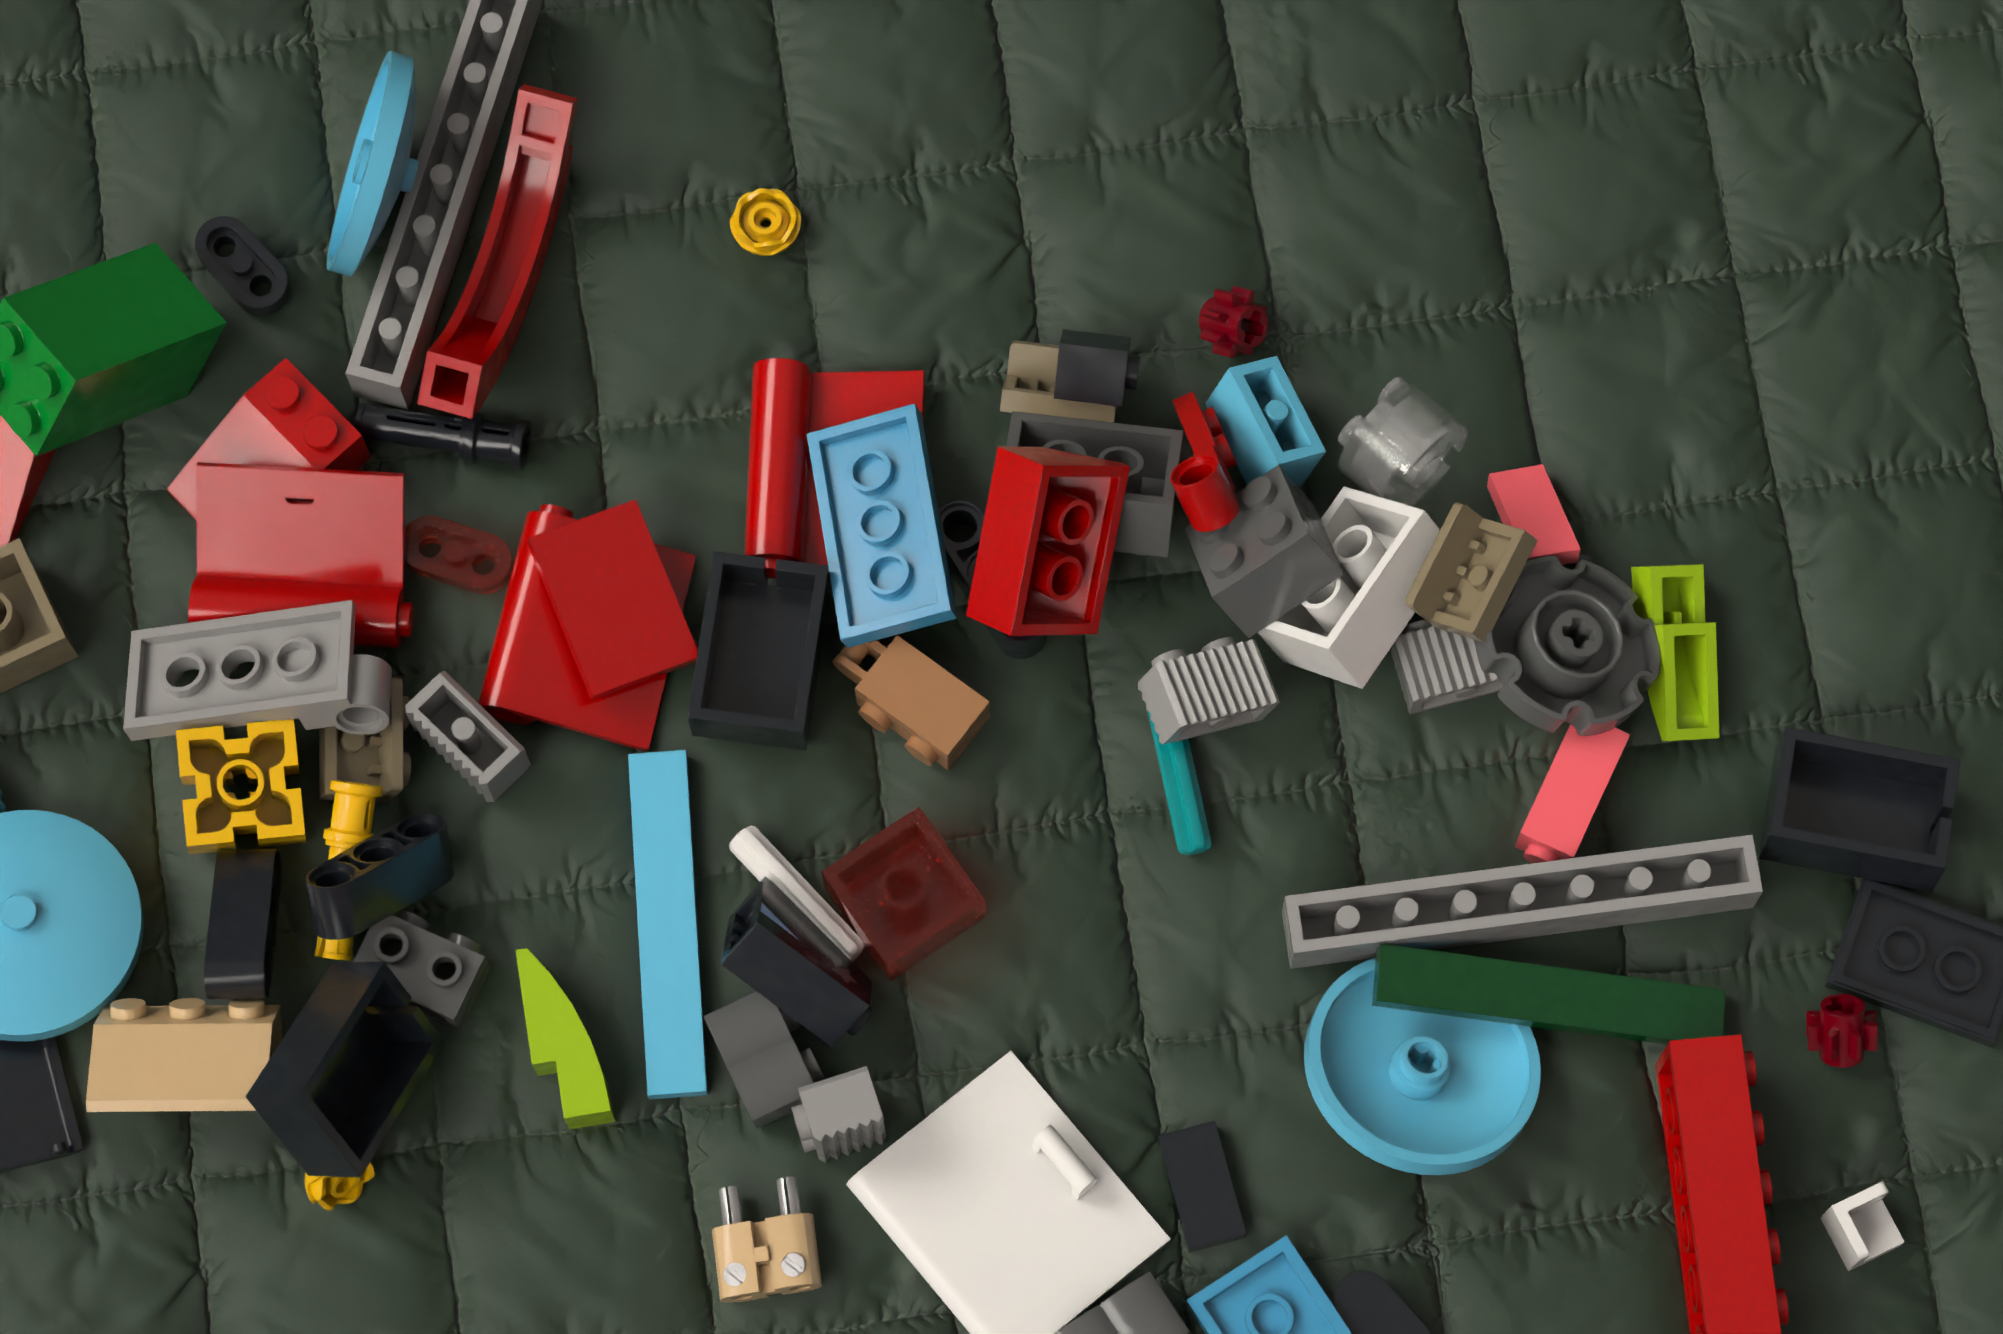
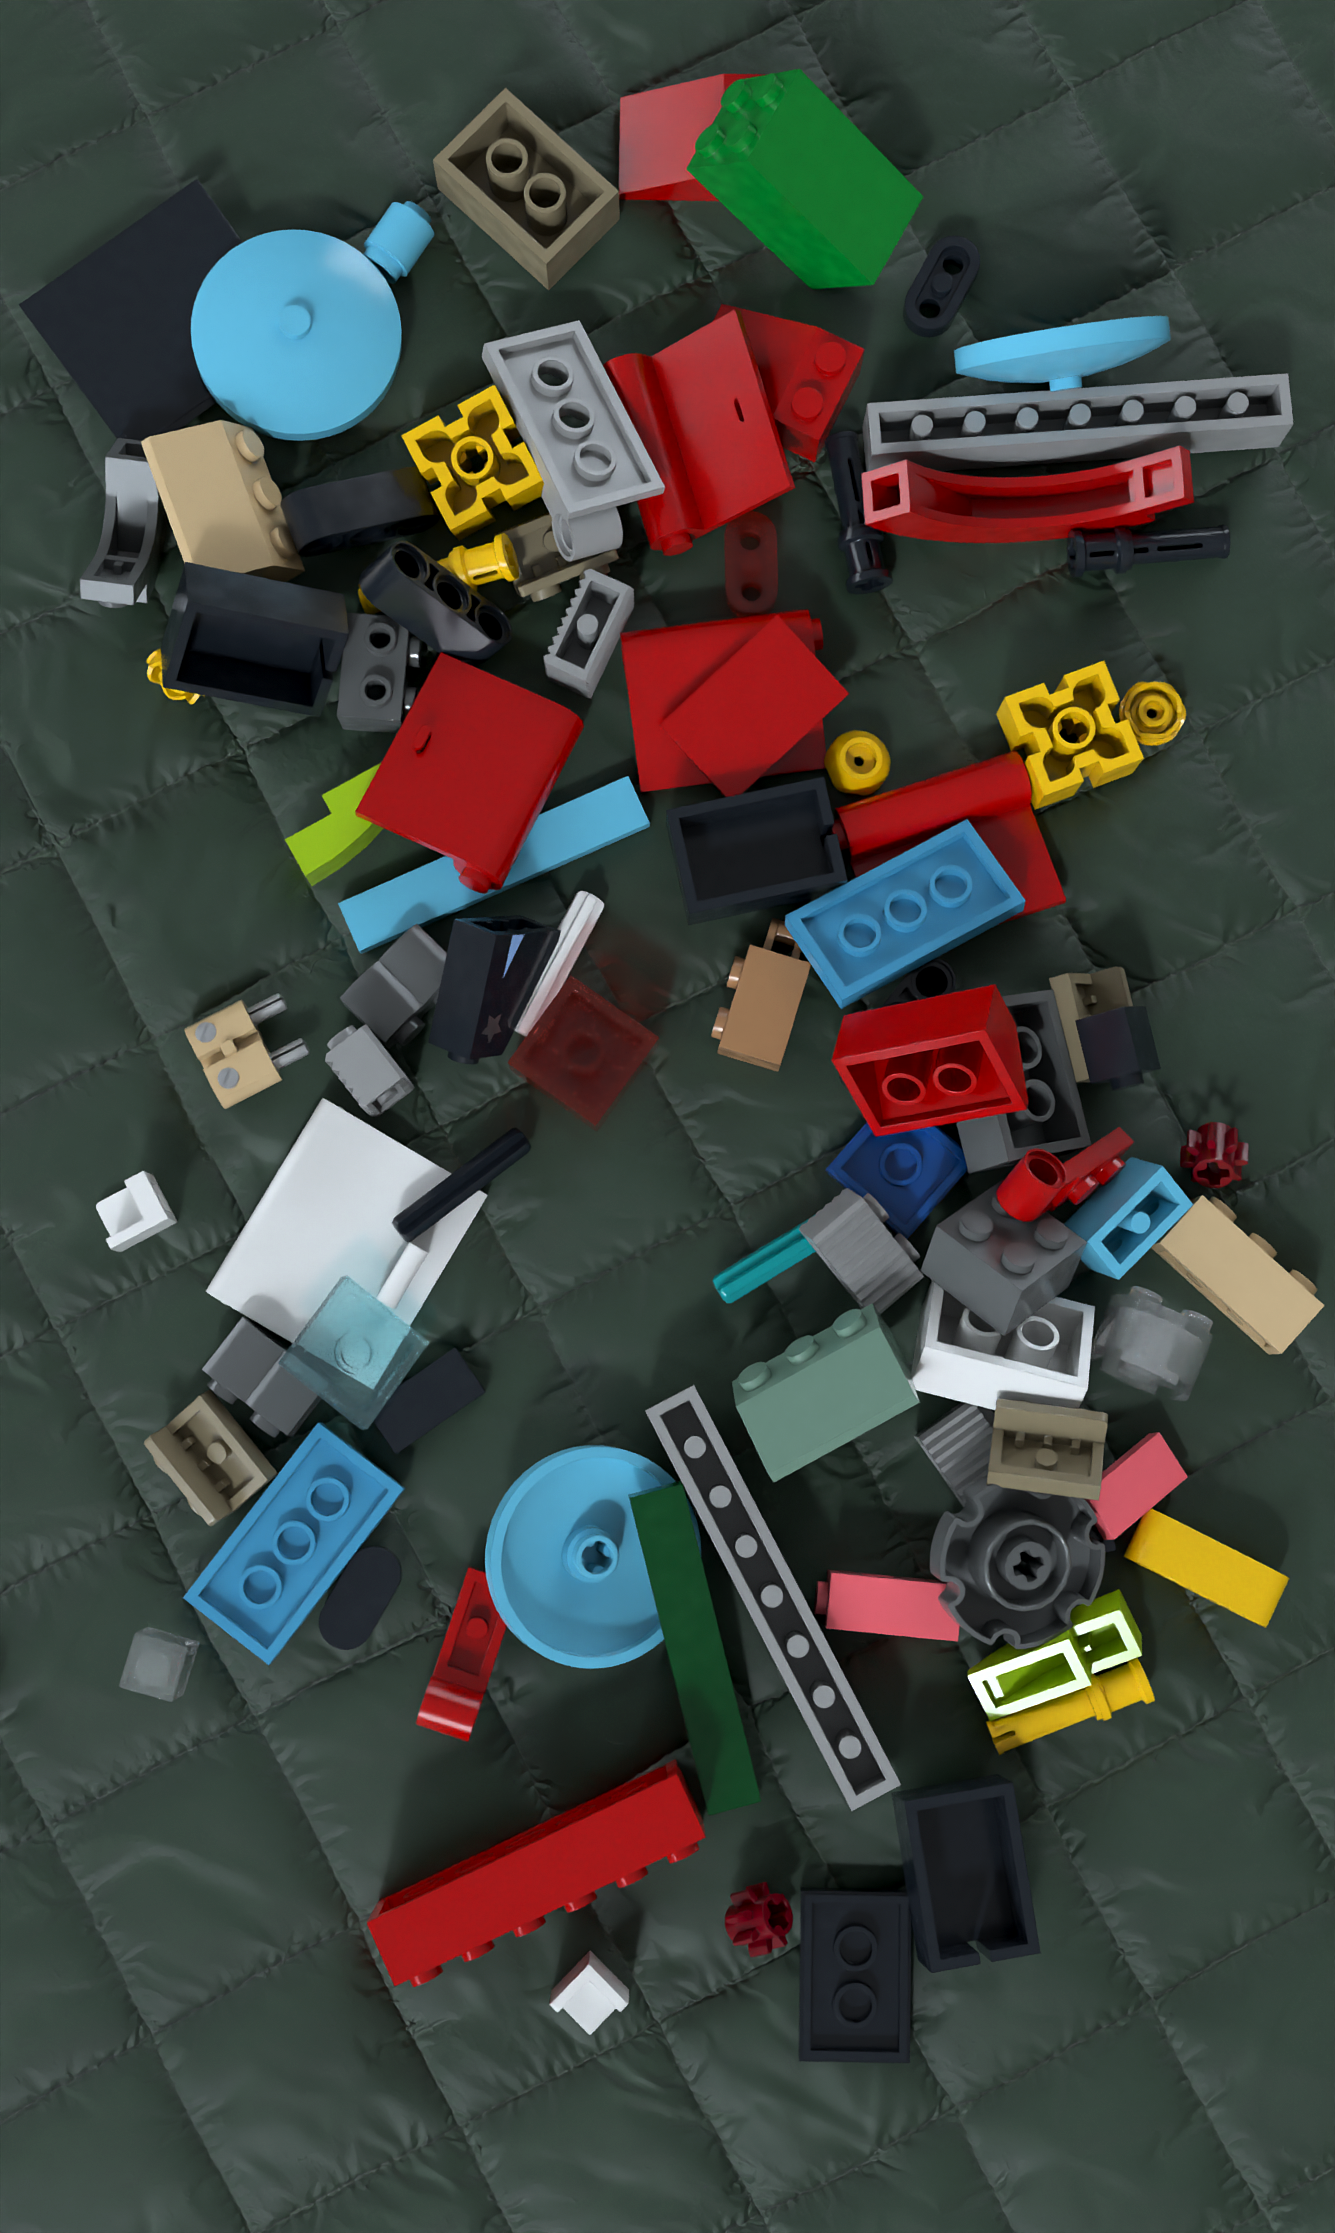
camera: 65 degrees right, 10 degrees up
(160, 1169) = (131, 533): none -> dark grey arch
(570, 891) = (480, 774): none -> red door
(587, 189) = (1120, 545): none -> black pin
(701, 540) = (853, 778): none -> yellow plate
(736, 281) = (1082, 707): none -> yellow brick
(992, 1068) = (461, 1184): none -> black axle
(1128, 1234) = (353, 1352): none -> clear light blue tile
(1137, 623) = (901, 1171): none -> blue tile
(1336, 771) = (824, 1391): none -> sand green slope
(1362, 341) = (1239, 1275): none -> tan brick
(1481, 1232) = (464, 1661): none -> red plate
(1637, 477) = (1206, 1567): none -> yellow beam
(1734, 626) = (1104, 1695): none -> yellow pin

